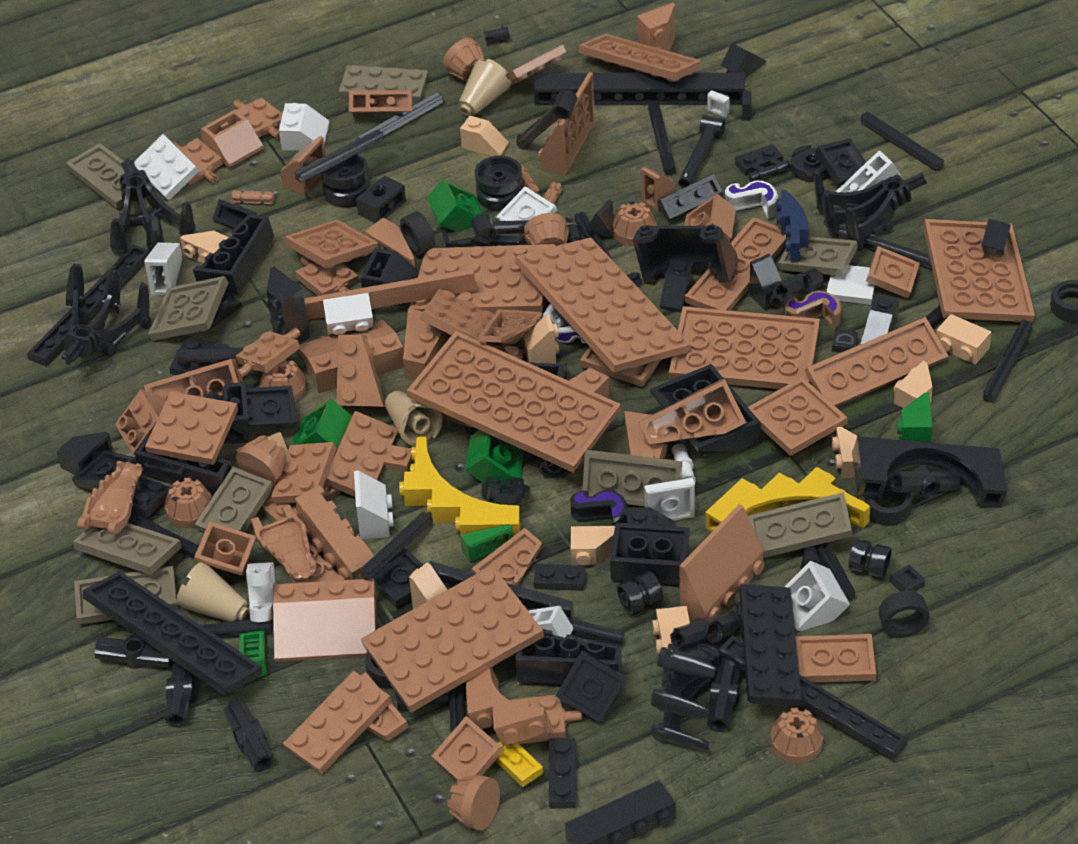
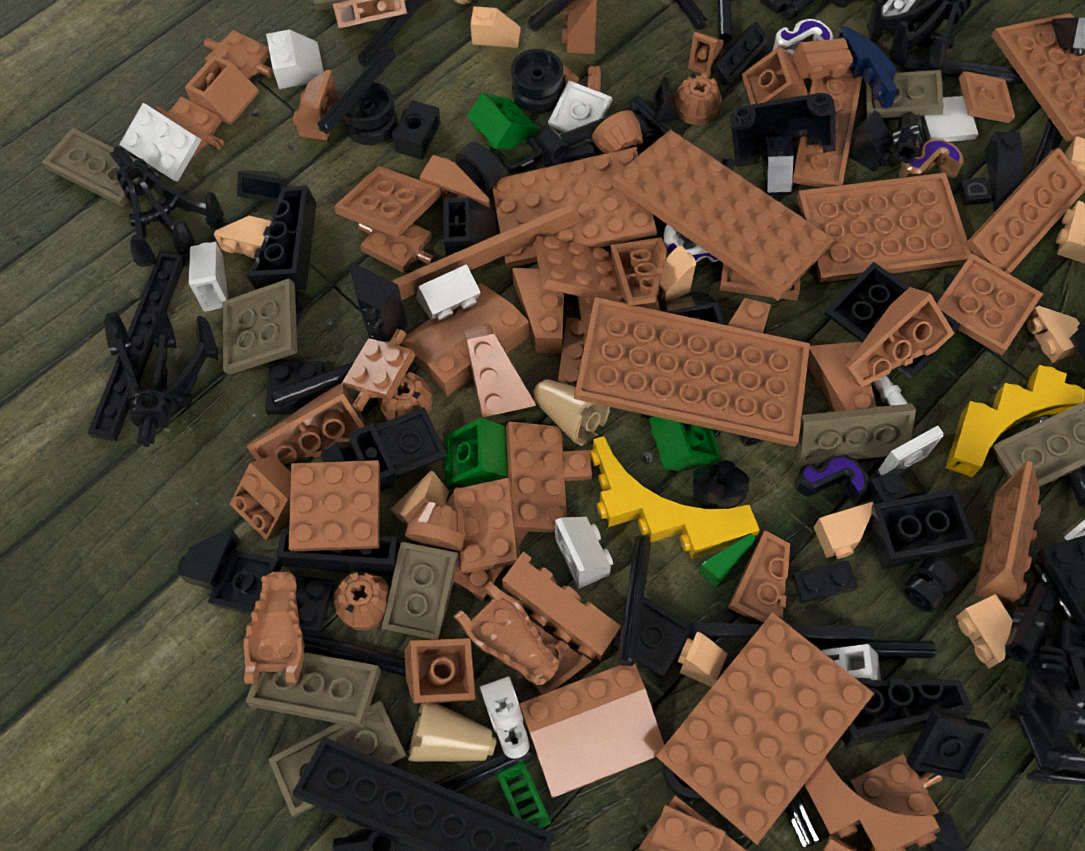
camera: 20 degrees left, 20 degrees up
(252, 197) = (272, 157): nougat axle -> none
(752, 211) = (822, 58): none -> nougat brick

